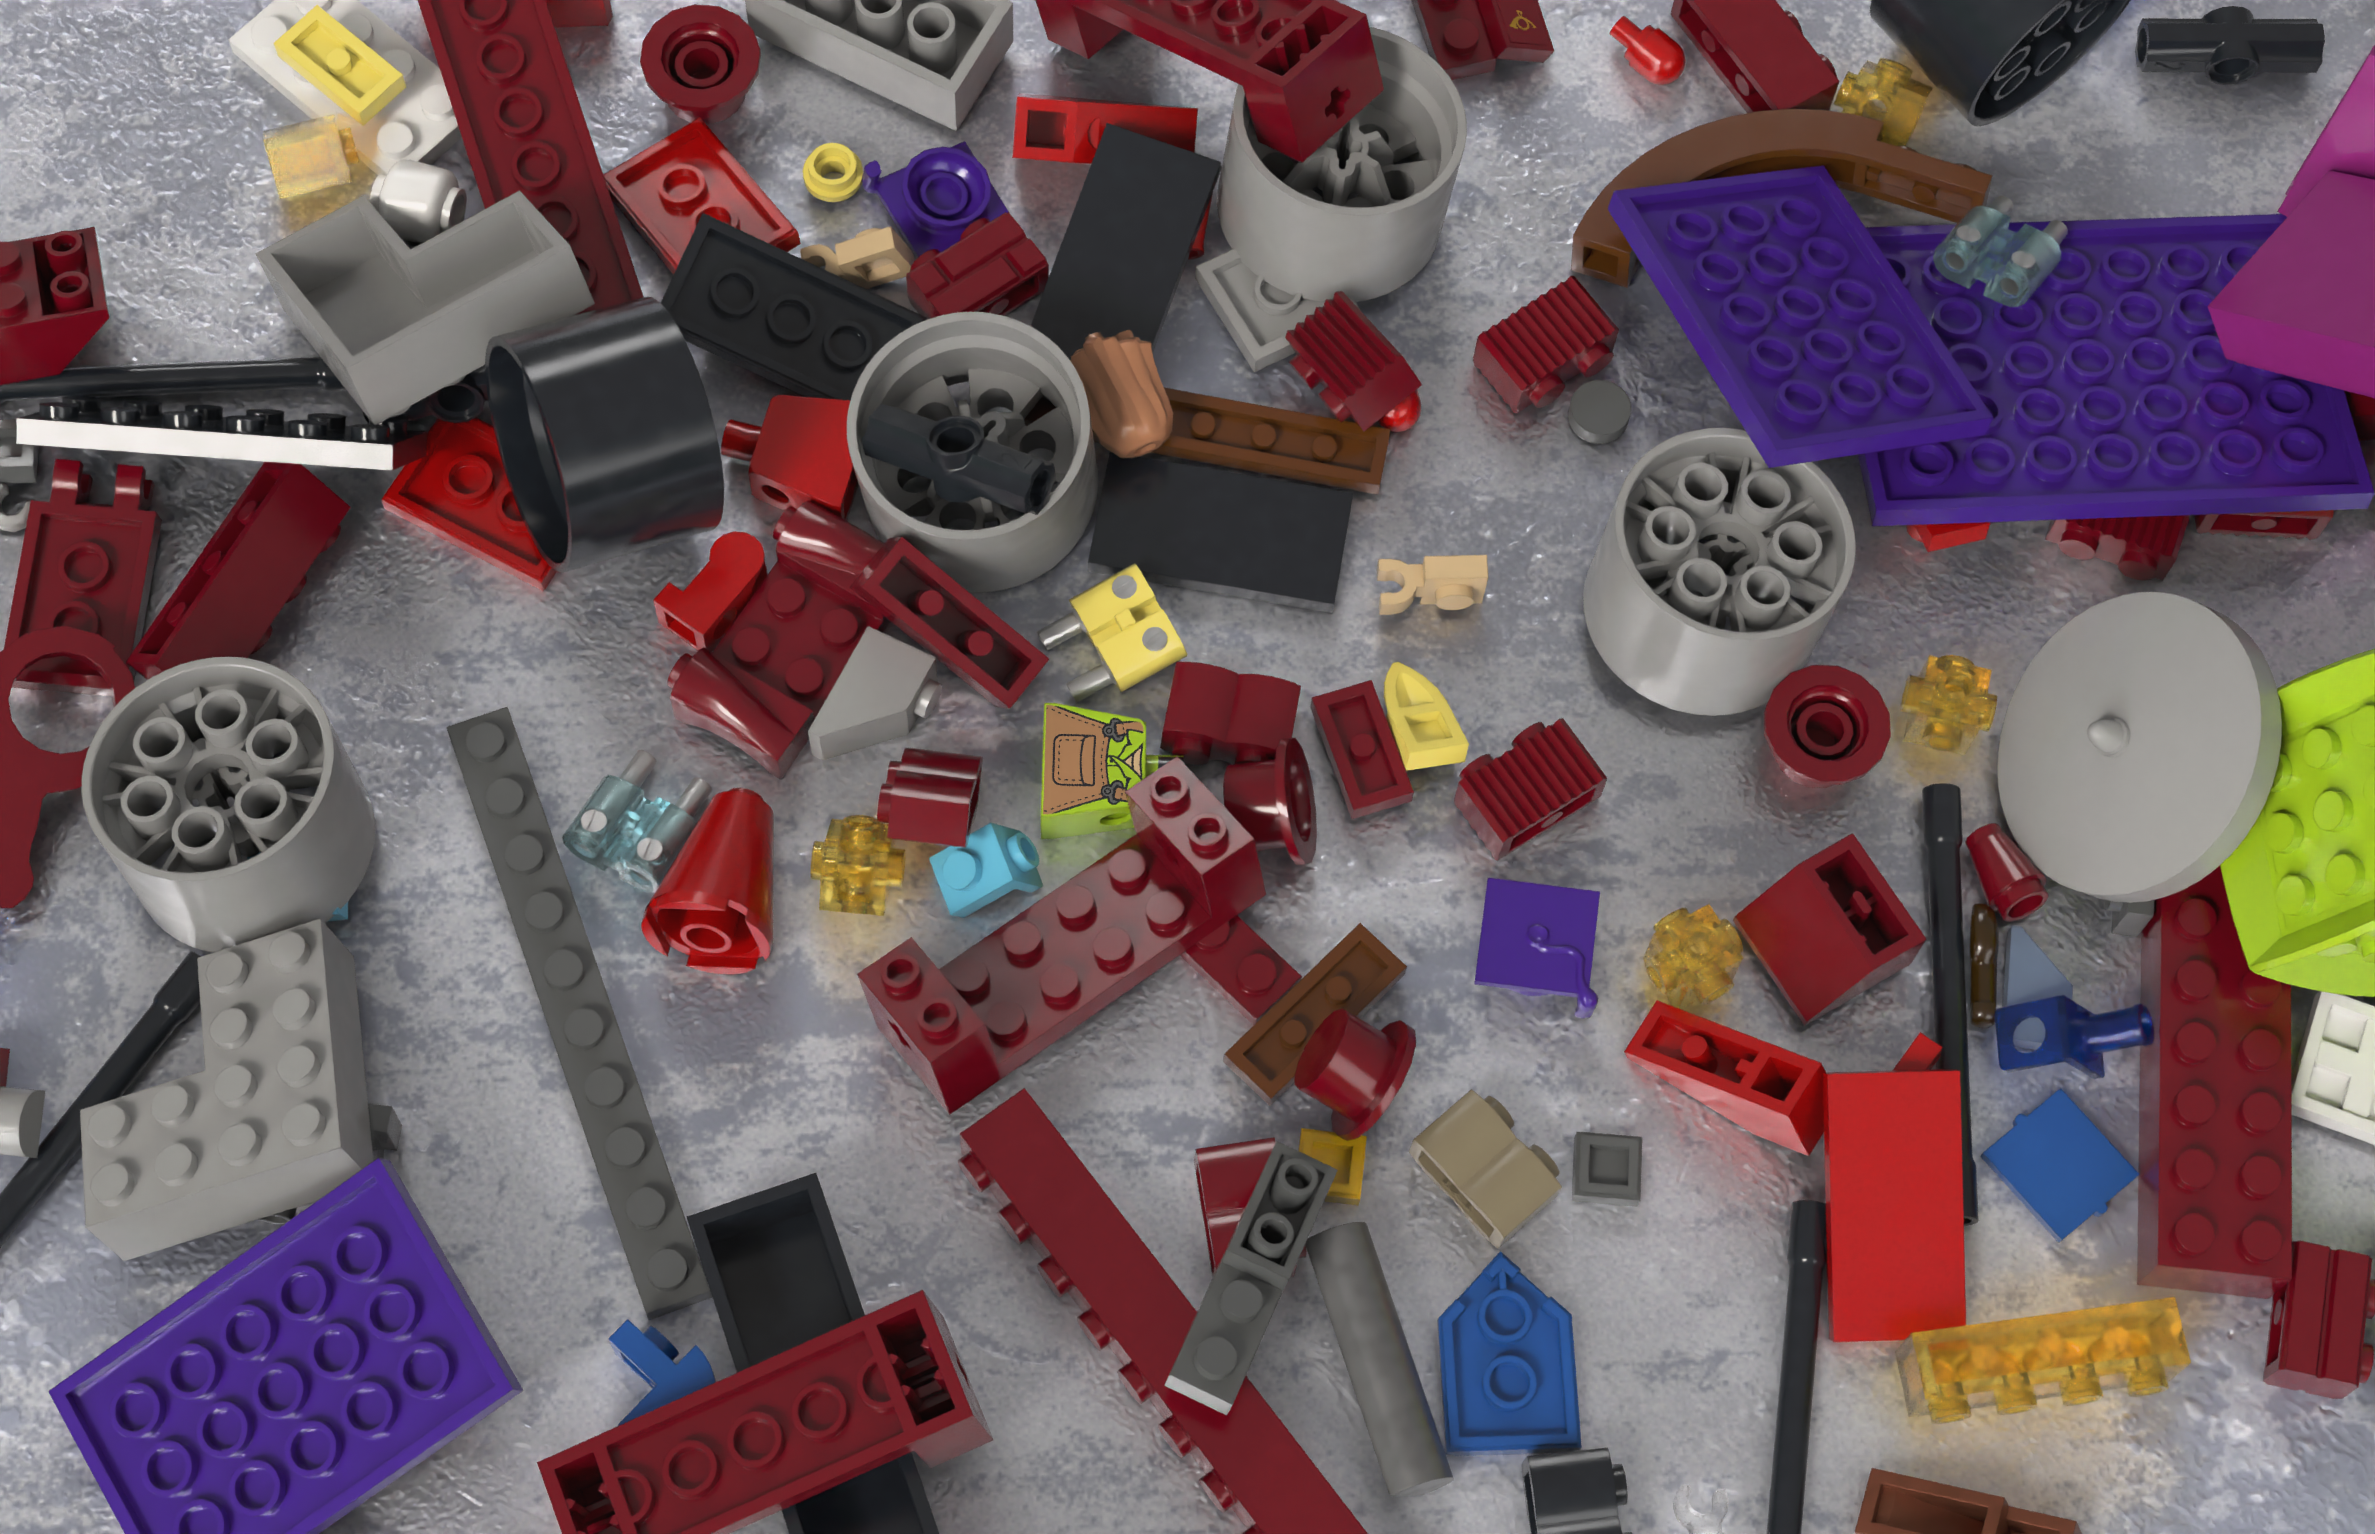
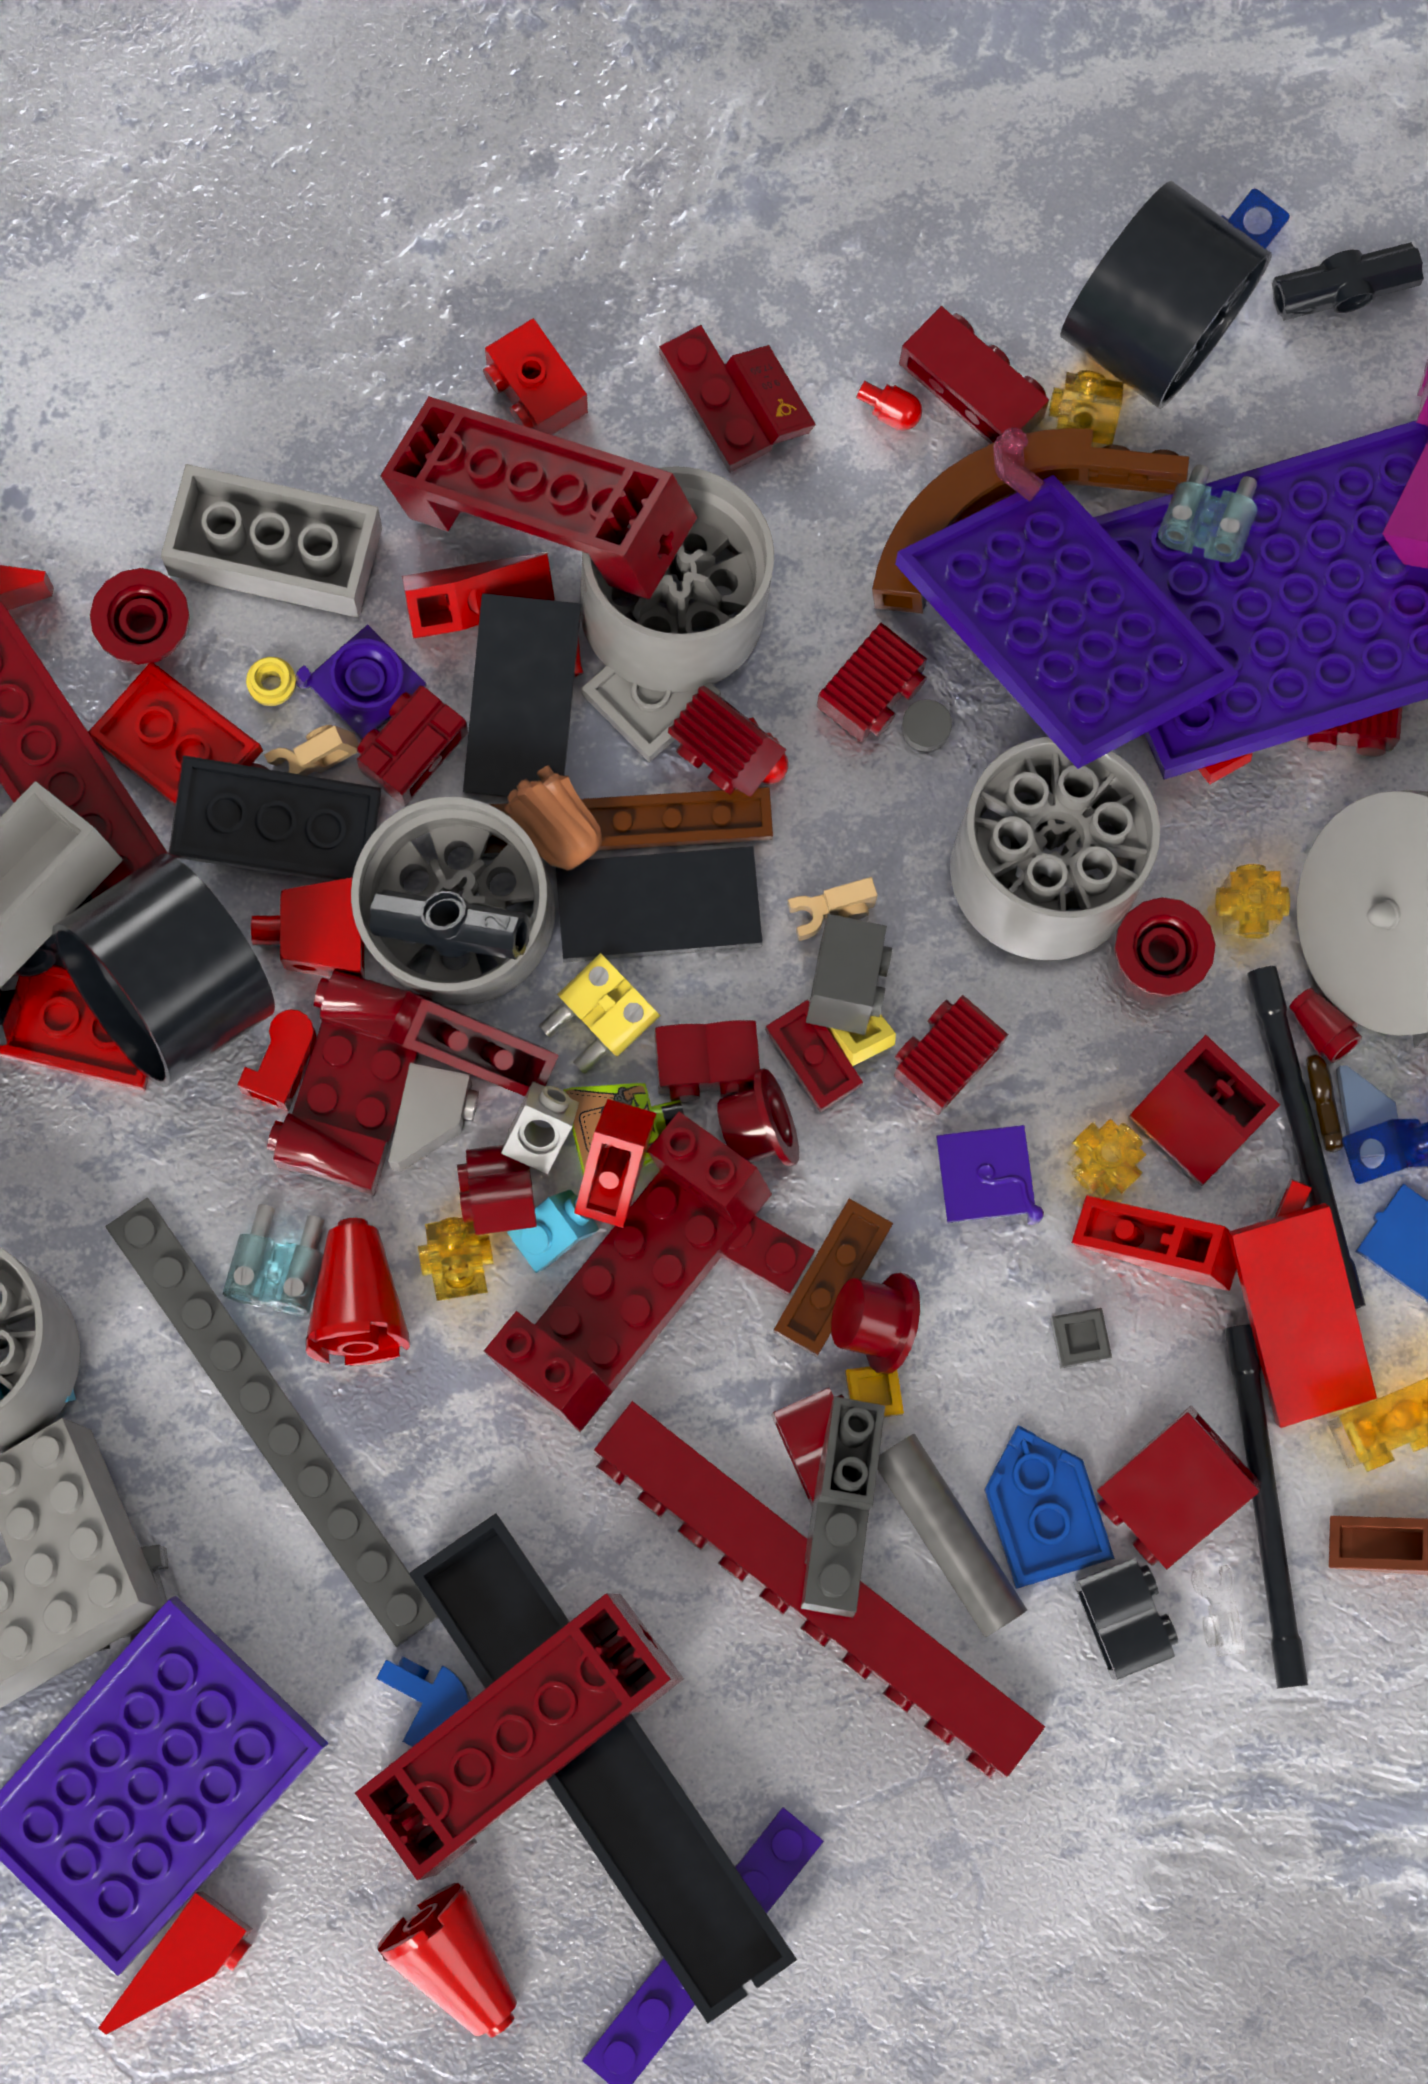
camera: 15 degrees left, 10 degrees up
(983, 748) = (539, 1145): none -> light grey brick
(1081, 796) = (614, 1162): none -> red slope
(1426, 660) = (847, 974): none -> dark grey brick
(1486, 1167) = (992, 1364): dark tan brick -> none
(1682, 1373) = (1177, 1489): none -> dark red slope
(1775, 132) = (1010, 463): none -> clear pink arm

